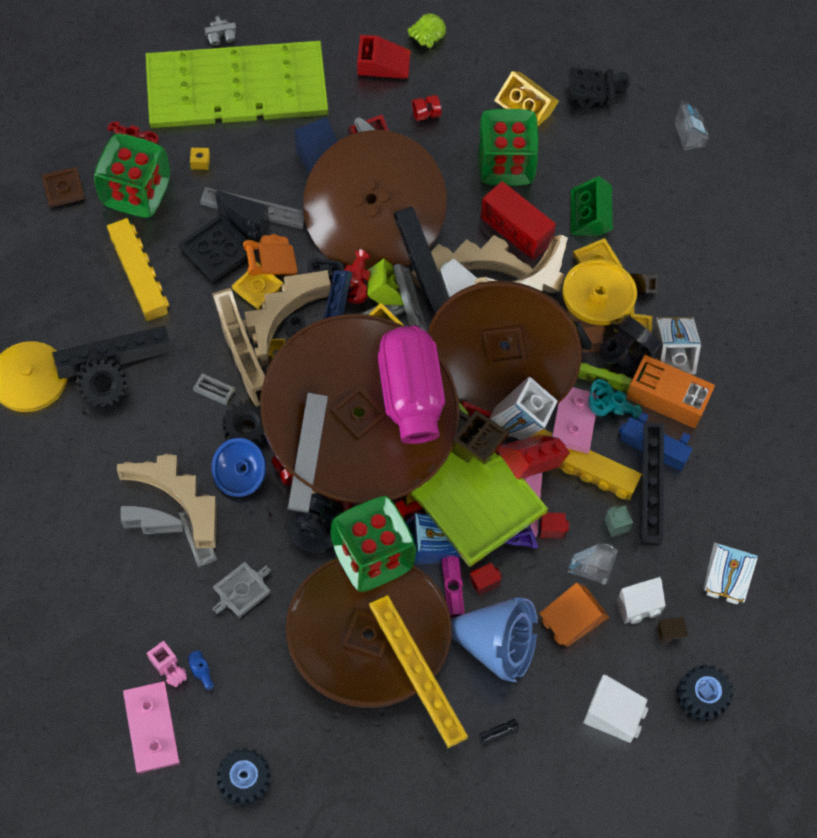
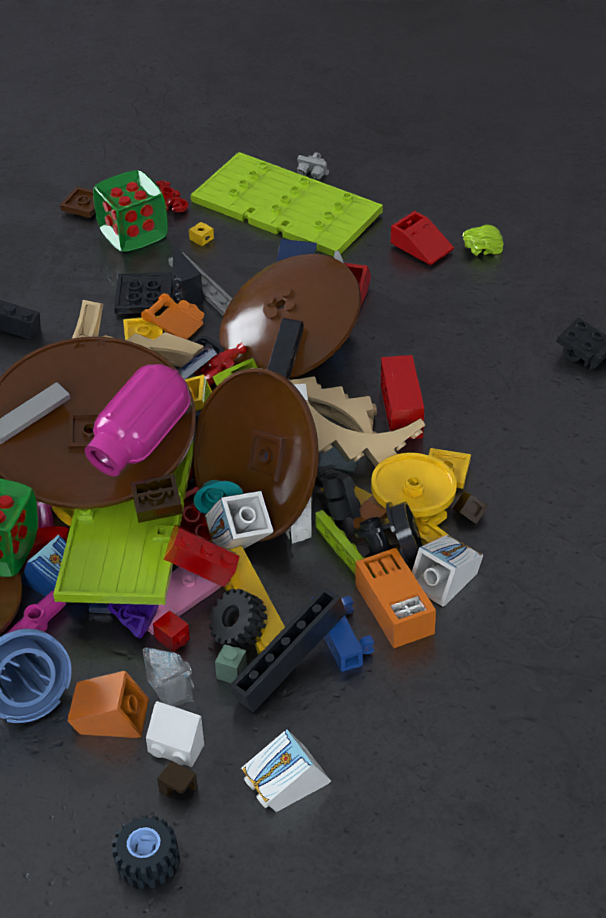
camera: 45 degrees right, 20 degrees down
(137, 269) = (69, 275): yellow brick -> none
(421, 111) = (418, 287): red wheel -> none
(485, 578) = (69, 630): red brick -> none
(489, 397) = (212, 492): none -> teal piece
(508, 146) = (450, 339): green piece -> none
(523, 93) = (516, 325): yellow slope -> none
(575, 421) = (283, 564): bright pink plate -> none
(591, 208) = (487, 429): green slope -> none
(599, 471) = (249, 621): none -> black tyre
(611, 401) = (333, 575): teal animal -> none
(616, 710) = (50, 800): white slope -> none

